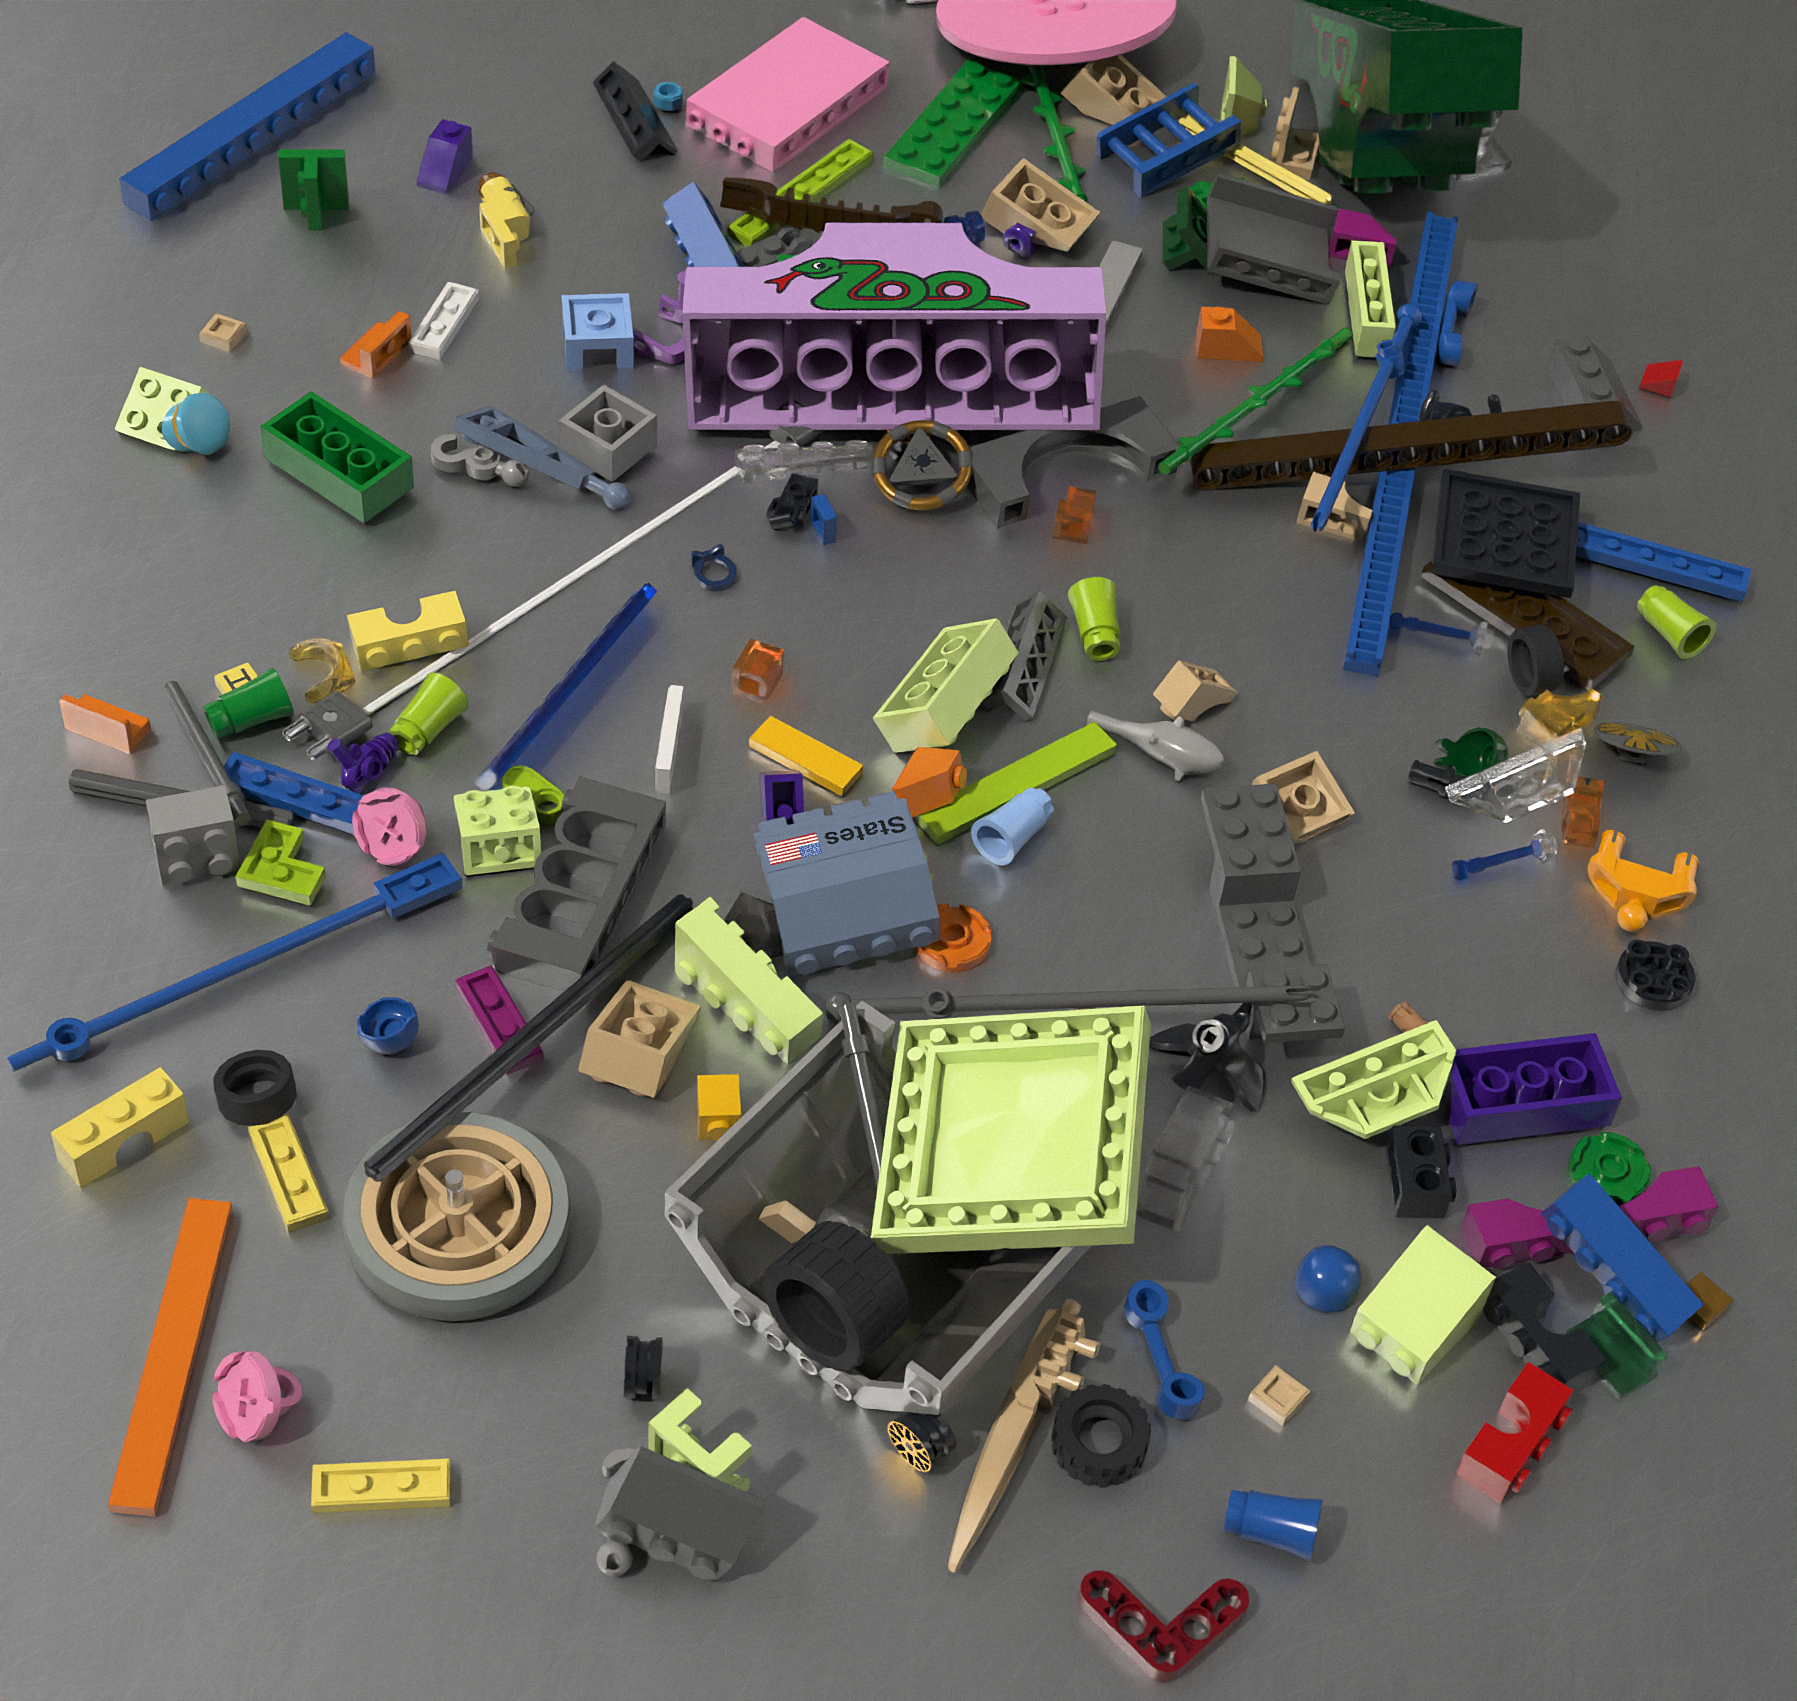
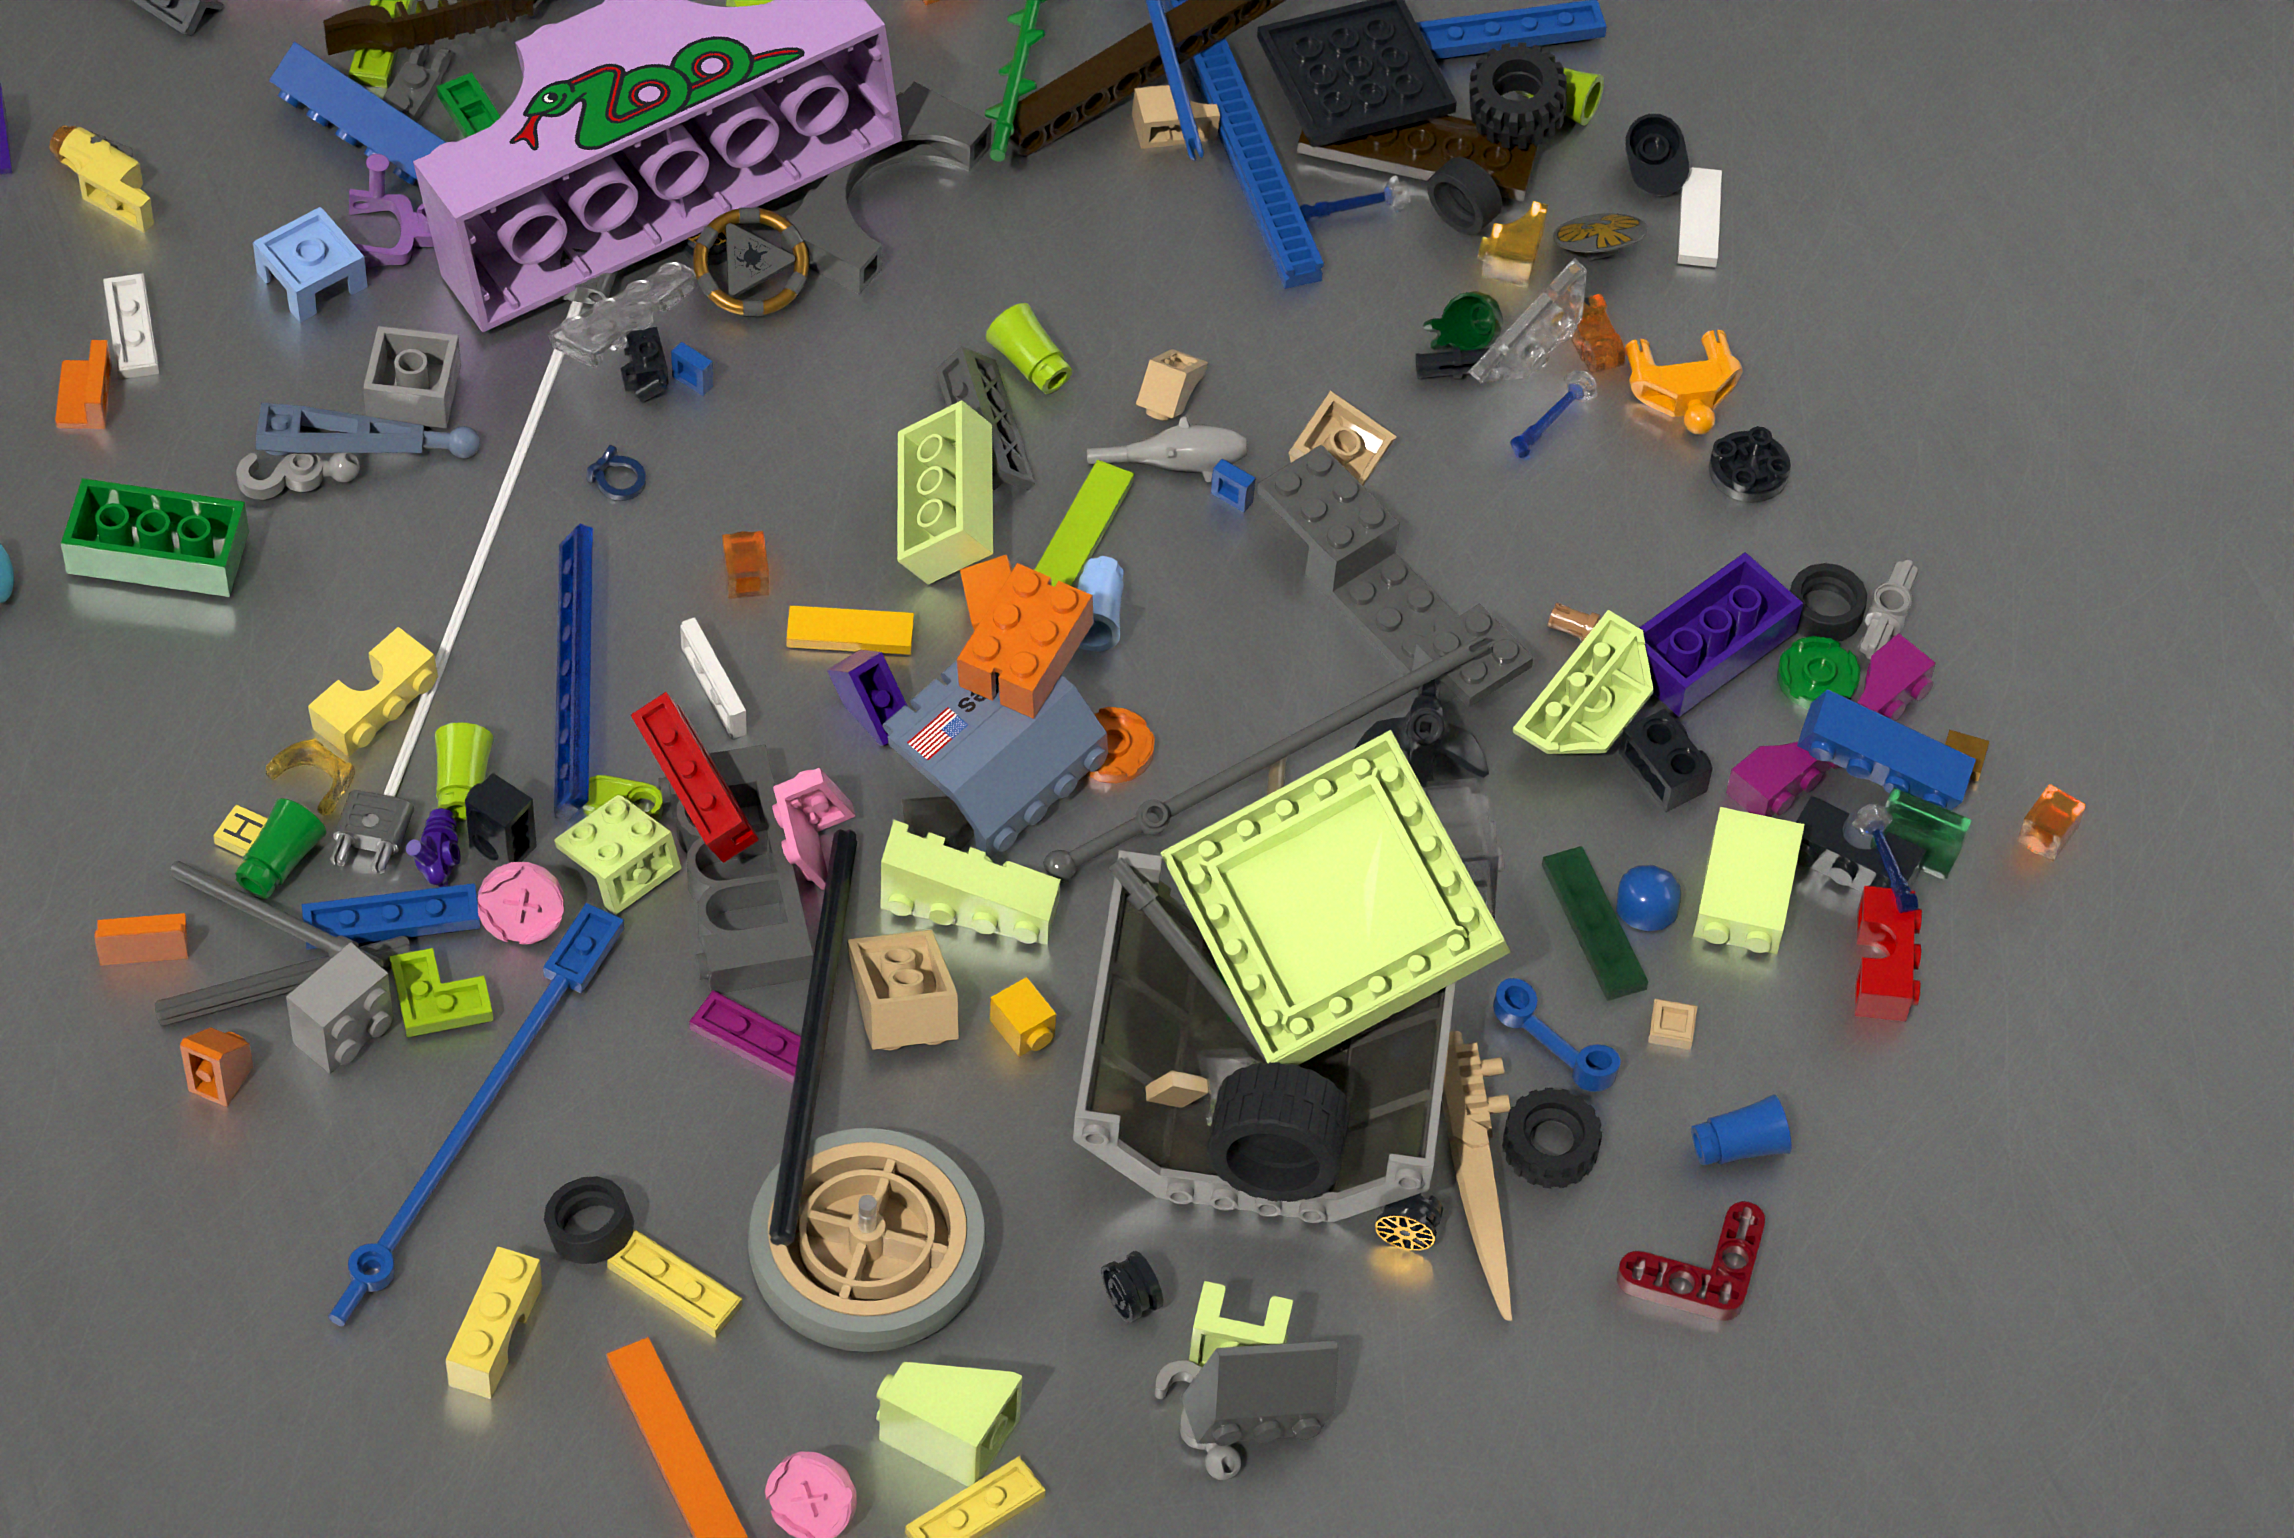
camera: 30 degrees left, 5 degrees up
(76, 830) = (216, 1064): none -> orange slope
(388, 1025) = (665, 1097): blue hair -> none
(410, 1392) = (949, 1416): none -> yellowish green slope
(420, 760) = (500, 821): none -> black brick
(581, 794) = (694, 777): none -> red brick
(652, 866) = (803, 809): none -> bright pink bracket
(905, 806) = (1026, 640): none -> orange piece
(1075, 515) = (933, 244): clear orange brick -> none
(1189, 788) = (1233, 485): none -> blue tile
(1266, 1277) = (1594, 923): none -> clear green tile
(1571, 1311) = (1872, 822): none -> piece
(1625, 582) = (1518, 70): none -> black tyre
(1668, 1095) = (1834, 579): none -> black tyre
(1709, 1143) = (1889, 607): none -> light grey axle
(1726, 701) = (1657, 154): none -> black cap
(1737, 766) = (1700, 218): none -> white tile
(1748, 1397) = (2051, 822): none -> clear orange brick

